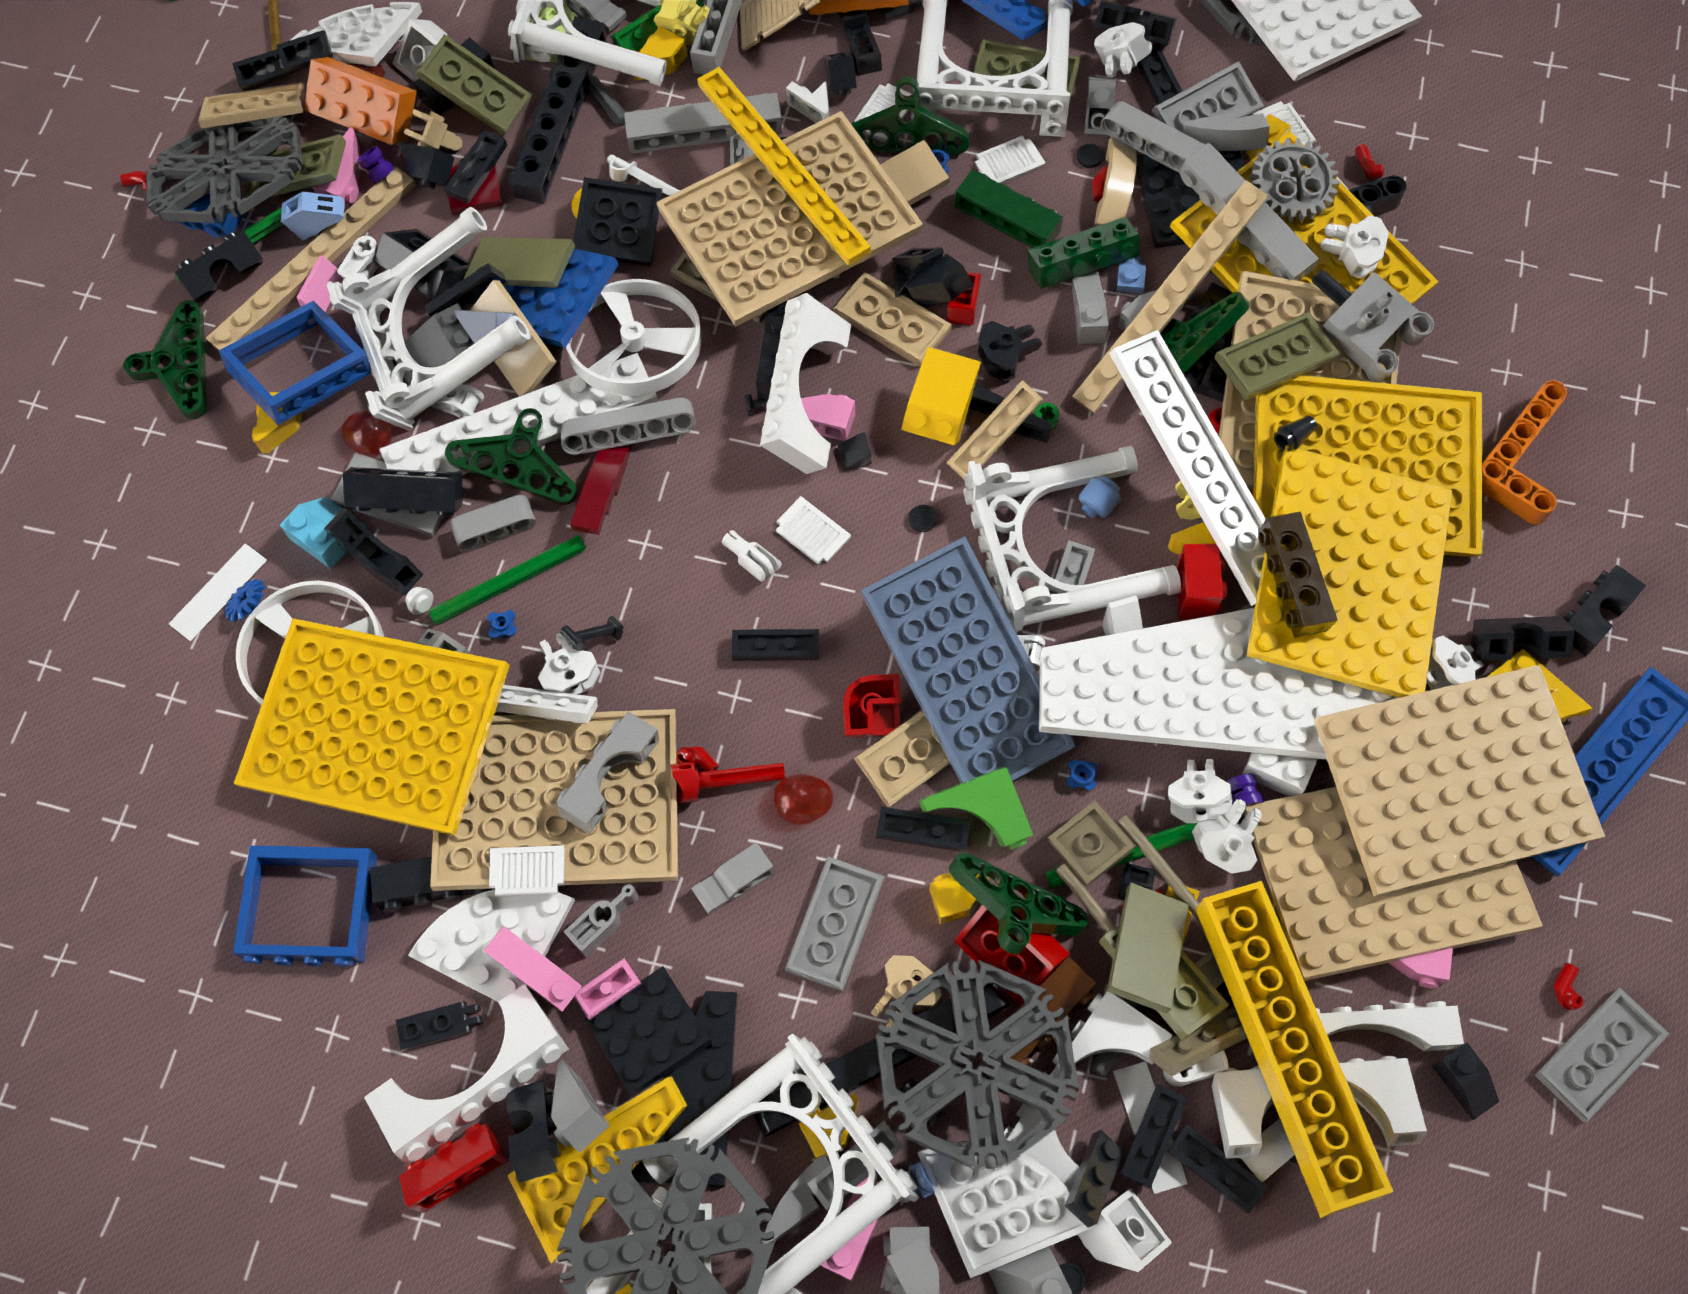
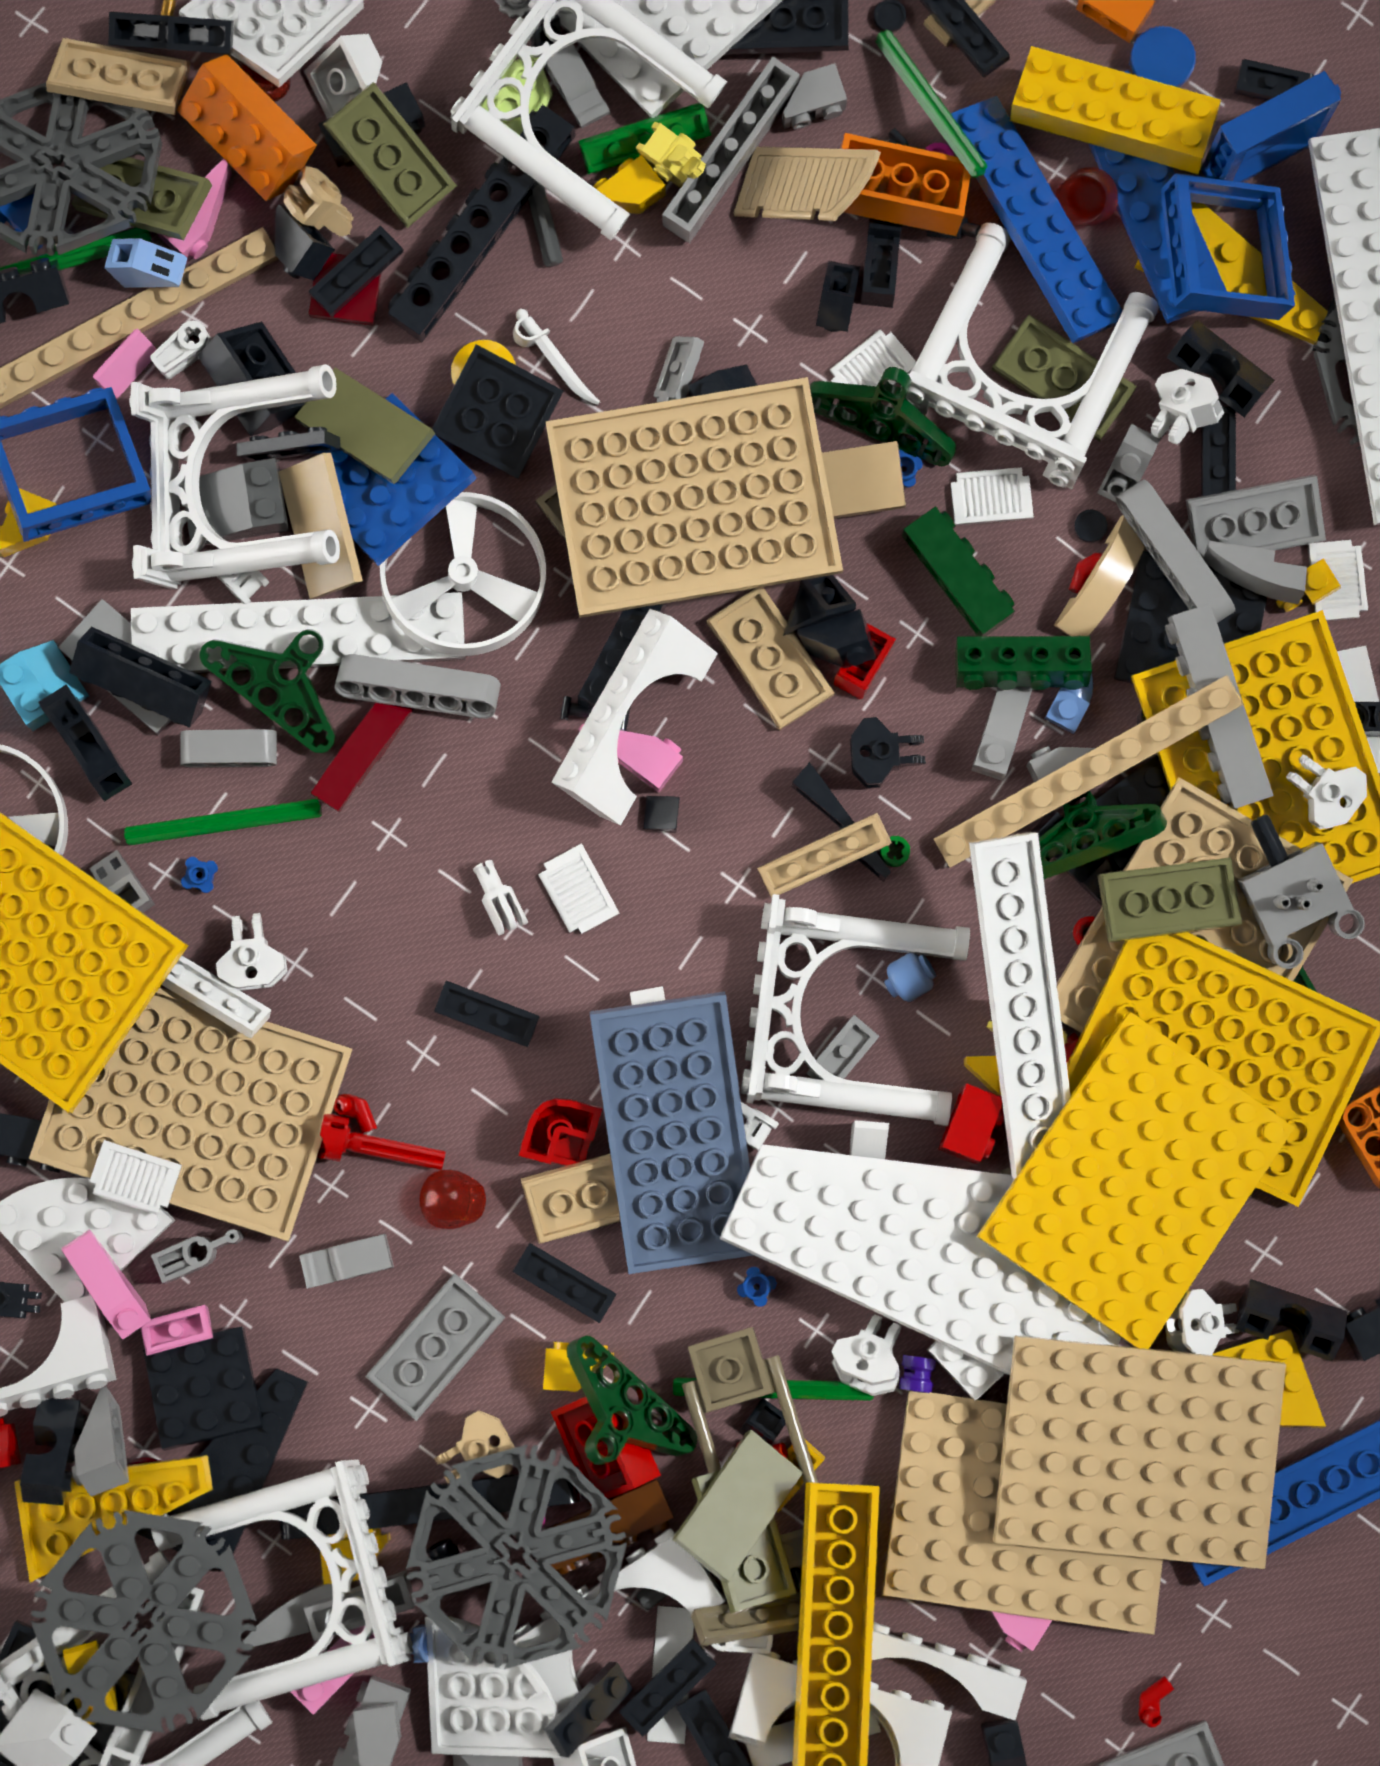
camera: 15 degrees right, 15 degrees up
(366, 433) = (116, 578): clear red hat -> none
(375, 164) = (239, 222): dark purple wheel -> none
(419, 600) = (118, 812): white plate -> none
(480, 322) = (297, 505): slope -> none
(577, 638) = (271, 931): black piece -> none
(629, 742) = (218, 1126): light grey arch -> none
(691, 124) = (647, 307): light grey brick -> none
(784, 166) = (708, 432): yellow plate -> none
(810, 105) = (789, 336): white slope -> none
(922, 518) = (706, 922): black piece -> none
(941, 396) = (779, 792): yellow slope -> none
(992, 801) = (641, 1279): bright green arch -> none
(1226, 841) = (874, 1420): white hinge -> none
(1294, 433) = (1146, 1001): black cone -> none
(1301, 559) = (1073, 1192): dark brown brick -> none
(1317, 177) = (1264, 673): light grey gear -> none

